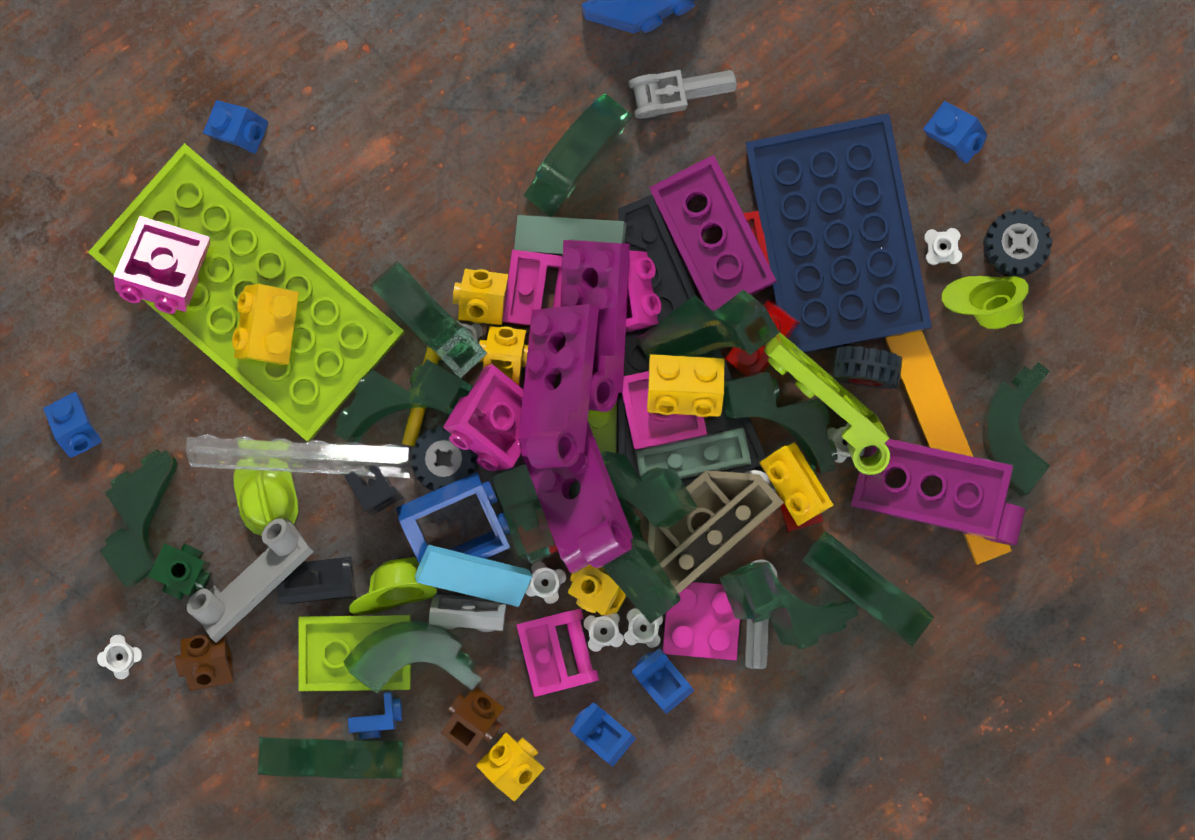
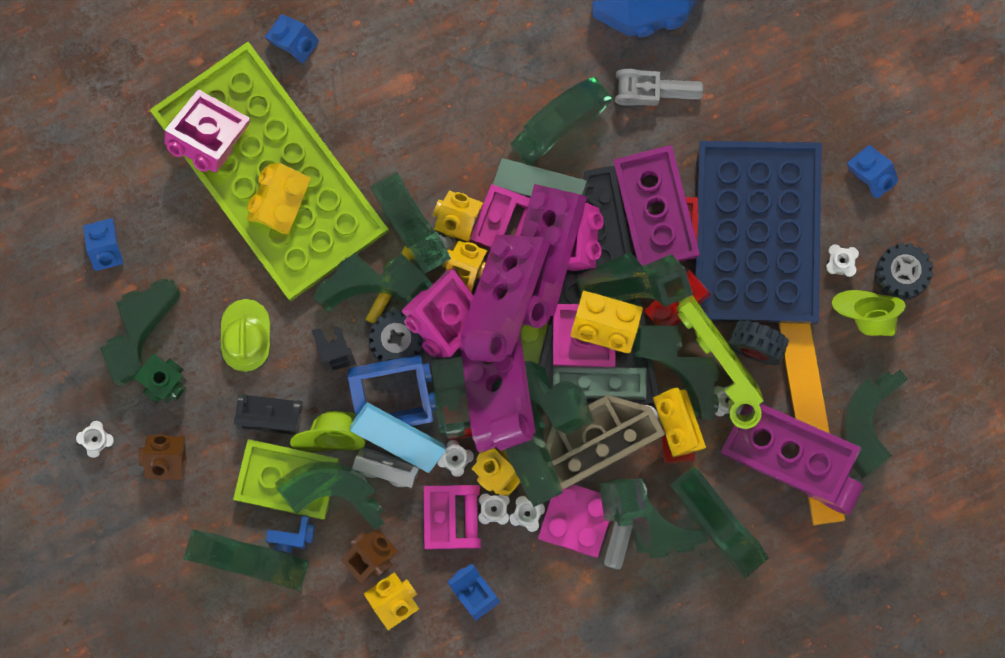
camera: 10 degrees right, 5 degrees down
(224, 609) = (187, 419): light grey brick -> none
(297, 457) = (276, 309): clear plate -> none
(662, 680) = (532, 559): blue bracket -> none

